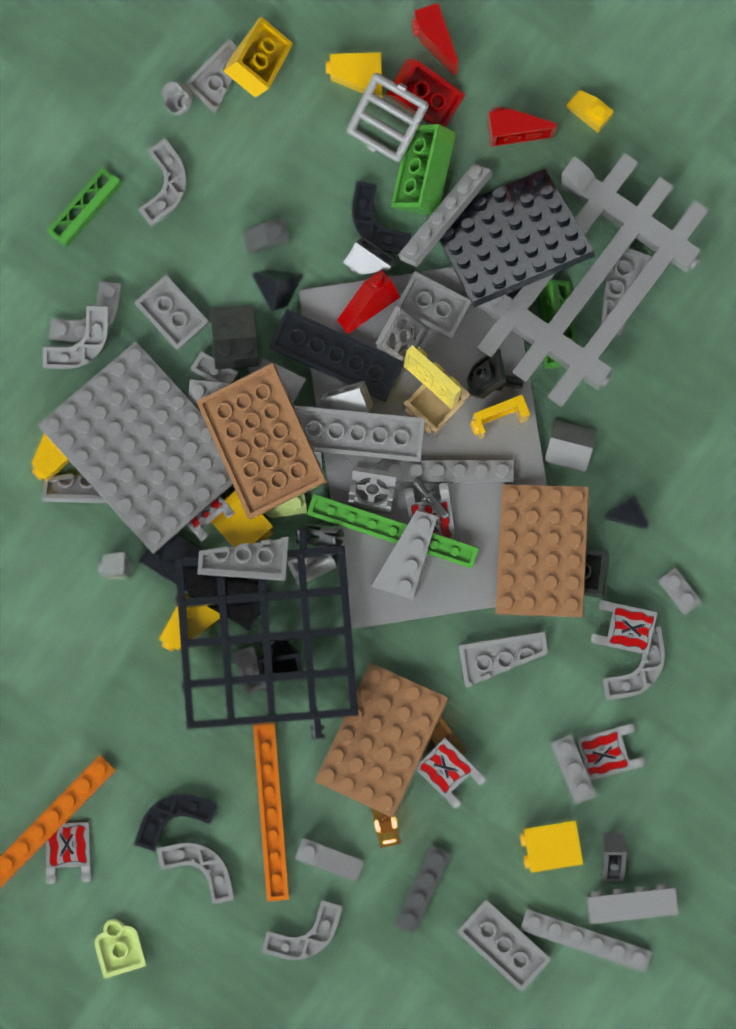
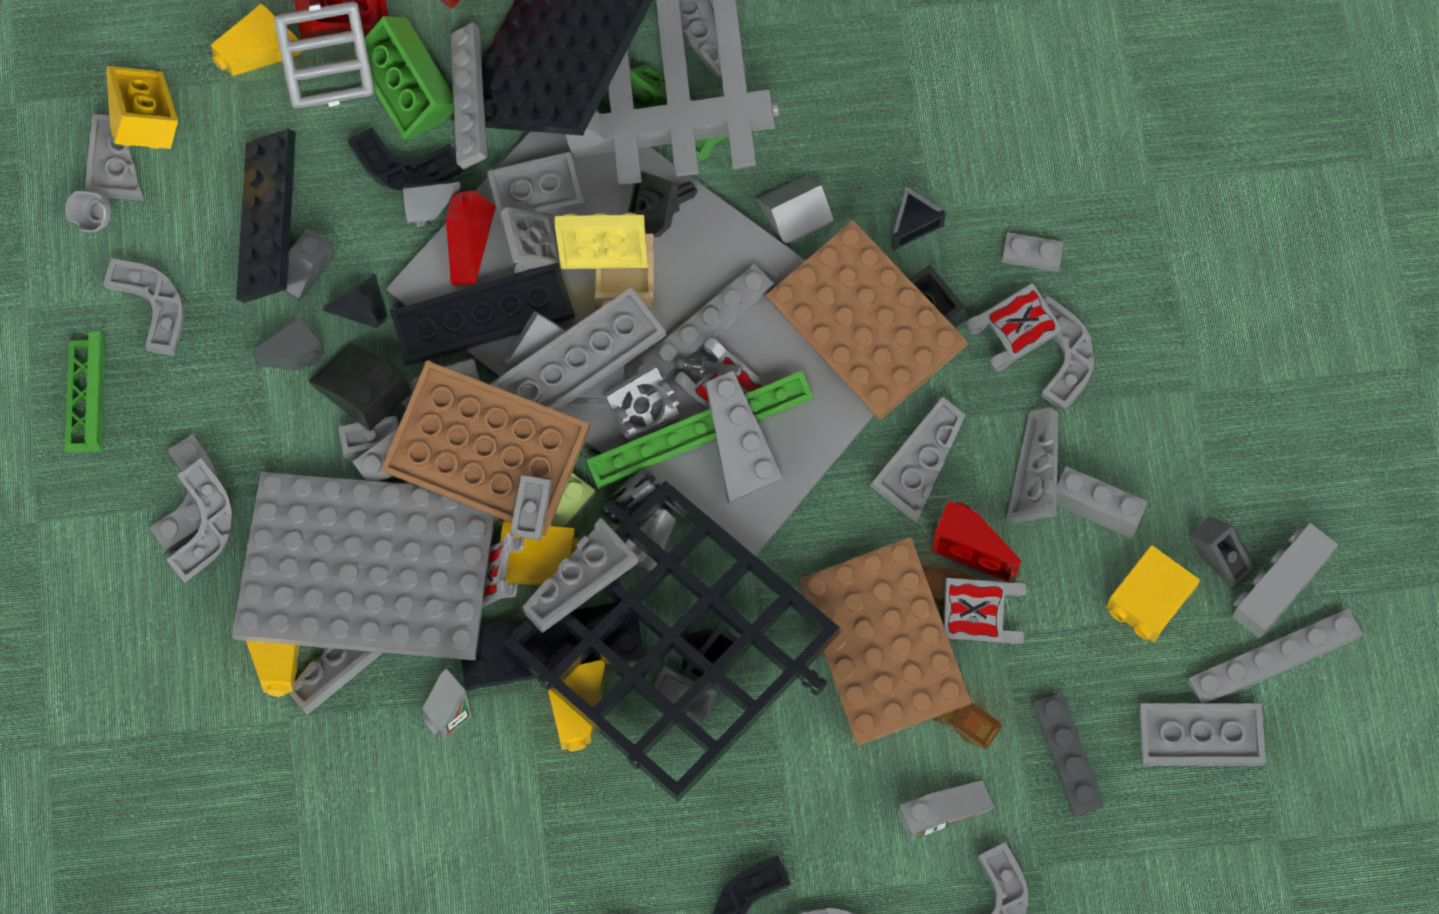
camera: 45 degrees left, 15 degrees down
(171, 312) = (272, 417): light grey plate -> none
(217, 280) = (290, 348): none -> dark grey slope
(252, 499) = (531, 508): none -> light grey plate
(270, 188) = (266, 216): none -> black plate
(271, 812) = (842, 816): orange plate -> none
(478, 724) = (973, 543): none -> red slope
(497, 411) = (711, 206): yellow panel -> none
(553, 722) = (1036, 475): none -> light grey wing
(606, 754) = (1117, 459): flag -> none

